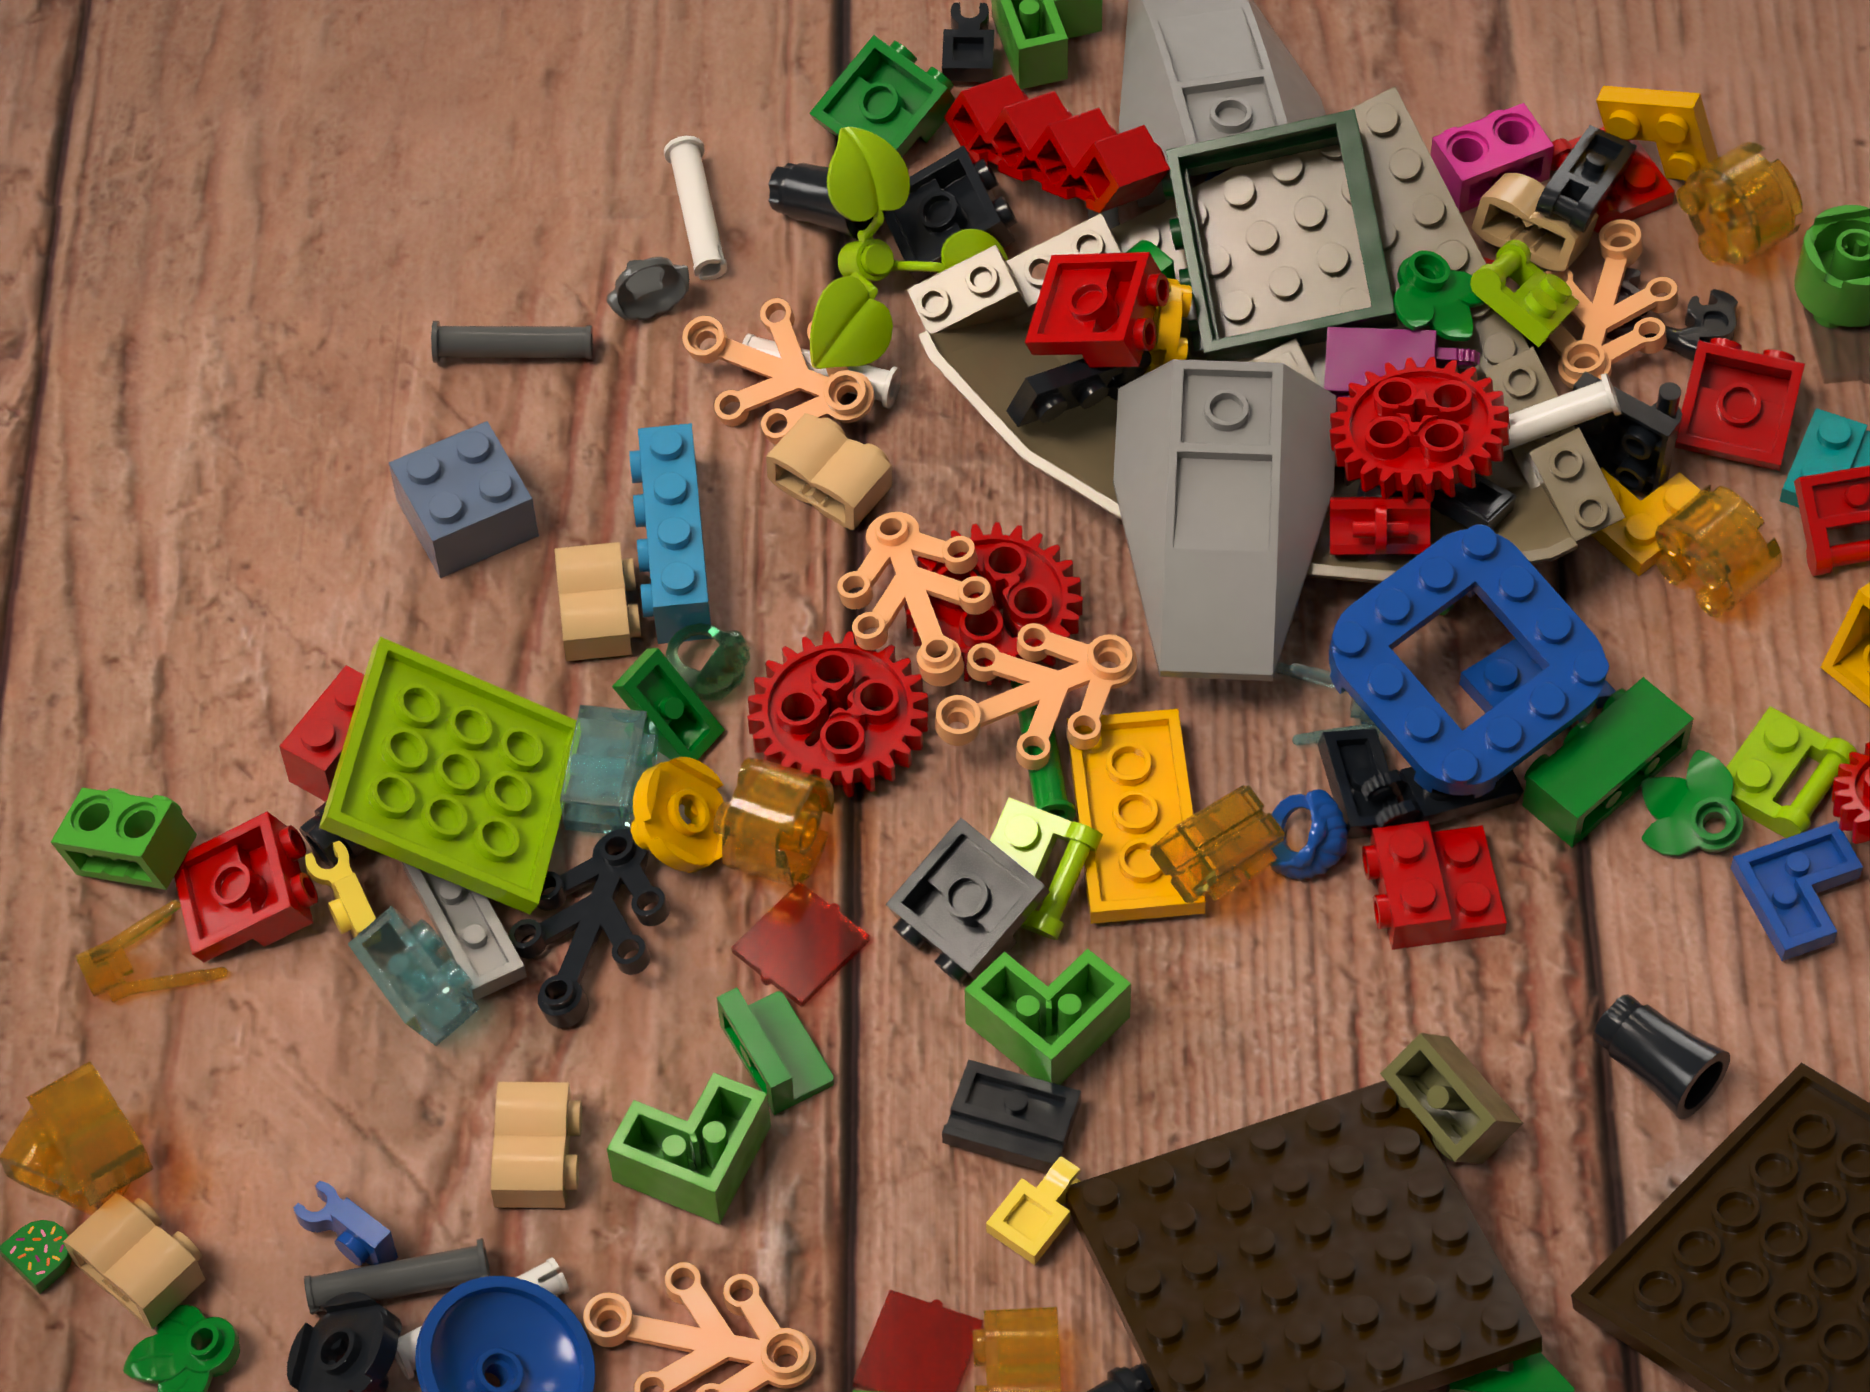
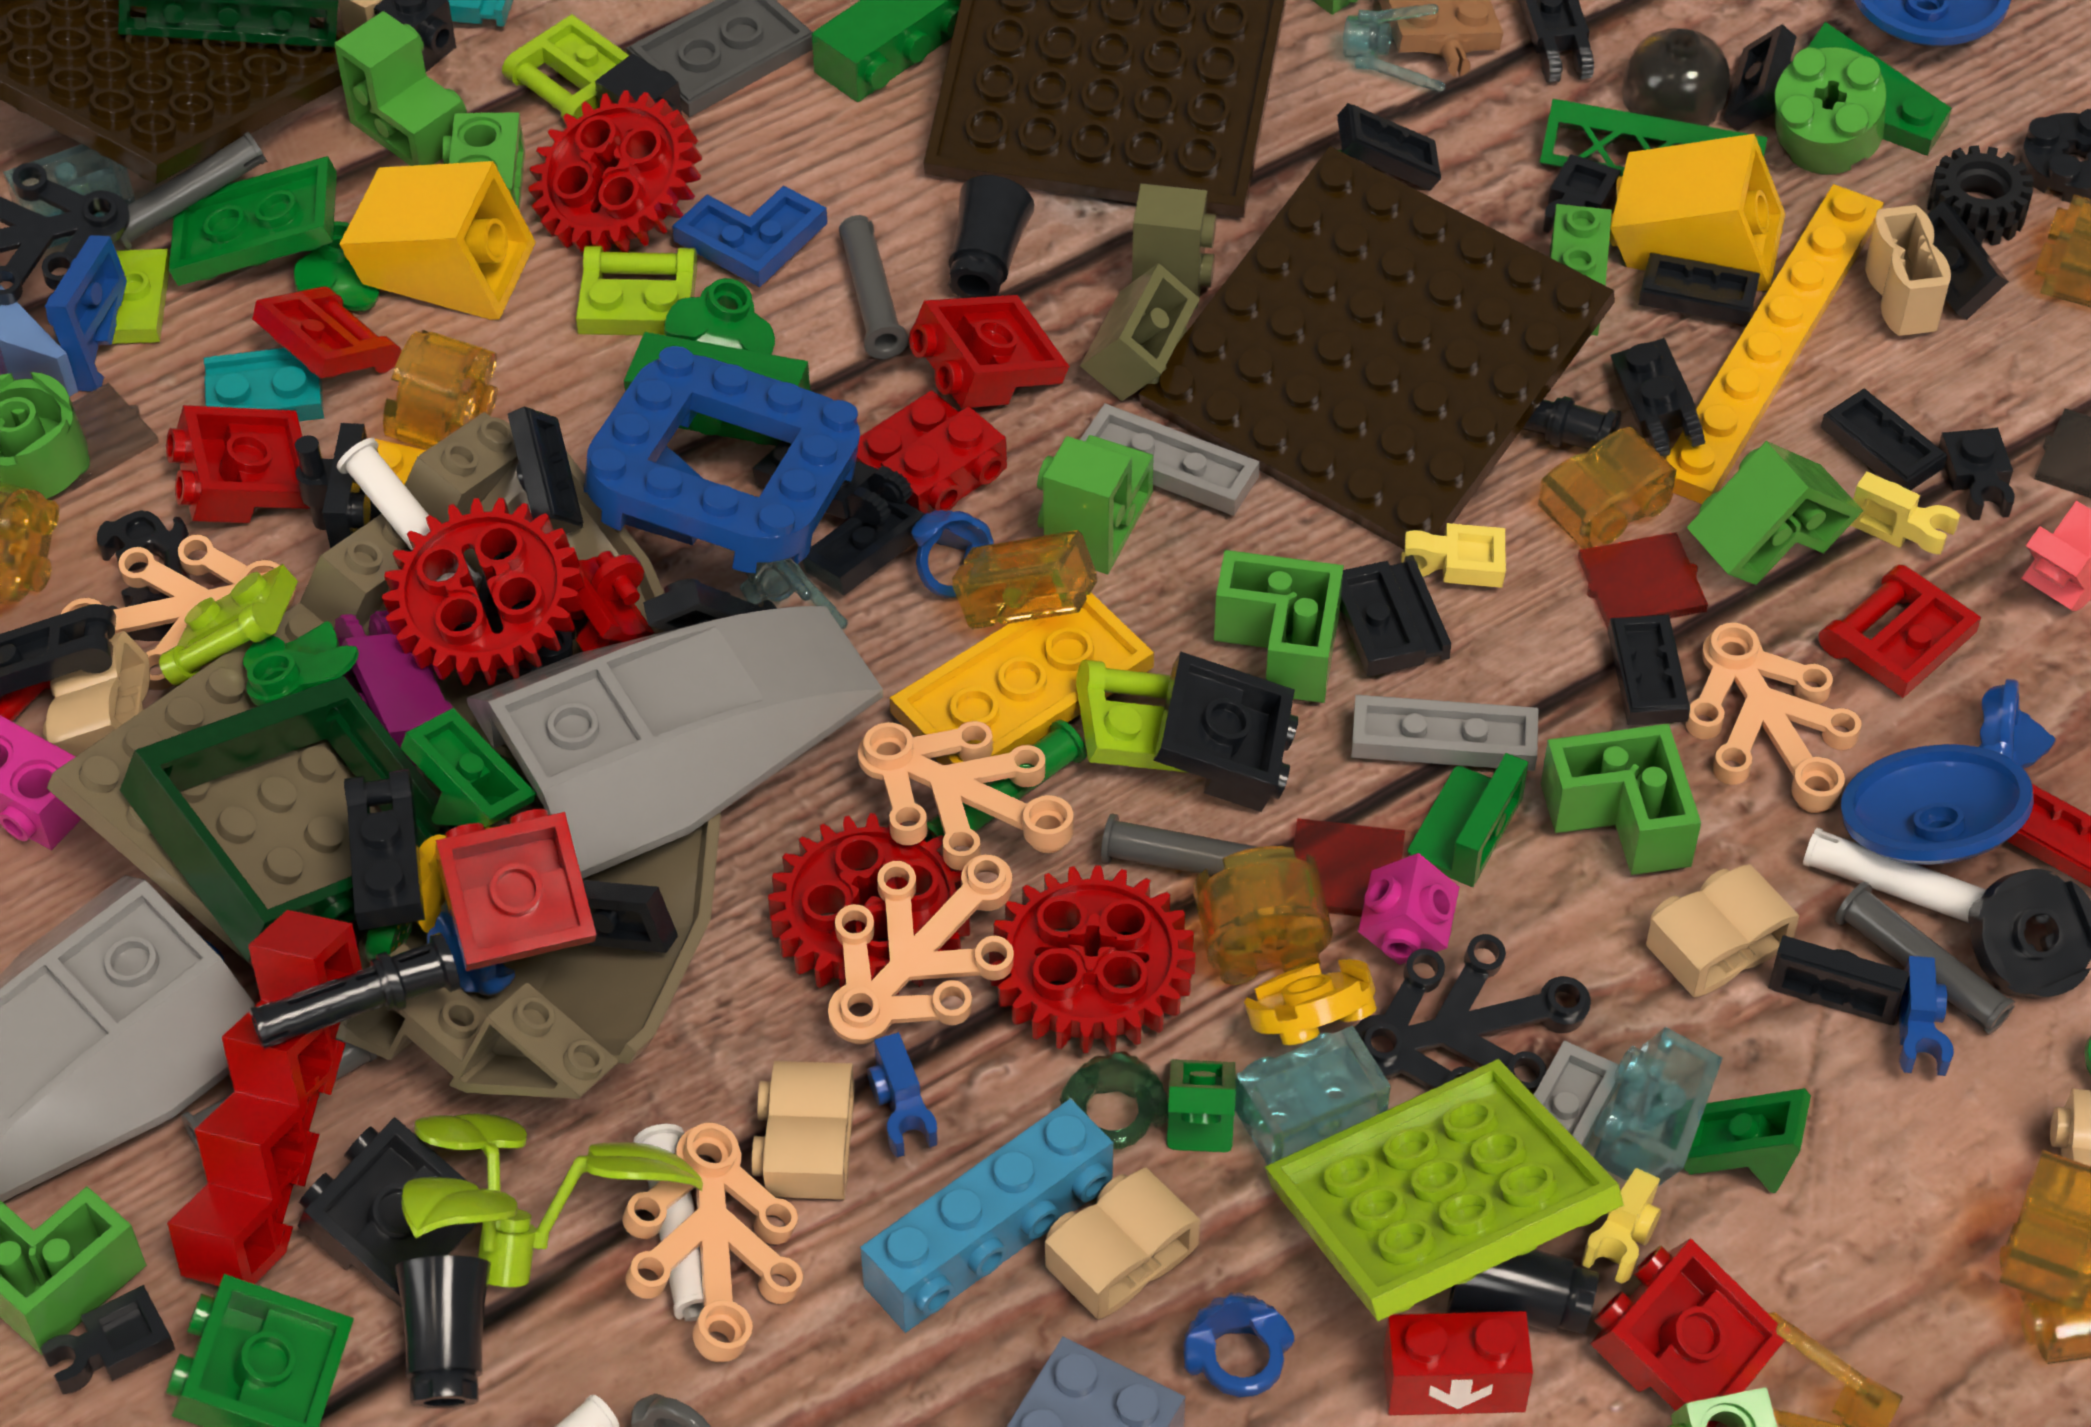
camera: 125 degrees left, 5 degrees down
(347, 1025) = (1751, 1133): none -> green slope
(429, 1191) = (1838, 980): none -> black plate
(483, 631) = (1236, 1315): none -> blue piece
(711, 931) = (1408, 908): none -> dark pink brick
(815, 1275) = (1648, 670): none -> black plate
(818, 538) = (896, 1083): none -> blue plate
(864, 1080) = (1443, 731): none -> light grey plate
(879, 834) = (1165, 847): none -> dark grey pin
(1055, 212) = (385, 983): none -> black pin
(1199, 256) = (384, 851): none -> black plate
(1234, 330) = (468, 771): none -> green slope
(1275, 955) = (1095, 490): none -> bright green brick
(1301, 1055) = (1180, 460): none -> light grey plate
(1314, 595) = (692, 603): none -> black plate
(1522, 982) = (985, 348): none -> red plate
(1524, 515) = (545, 468): none -> black plate
(1537, 1175) = (1174, 231): none -> olive brick
(1670, 946) = (883, 333): none -> dark grey pin

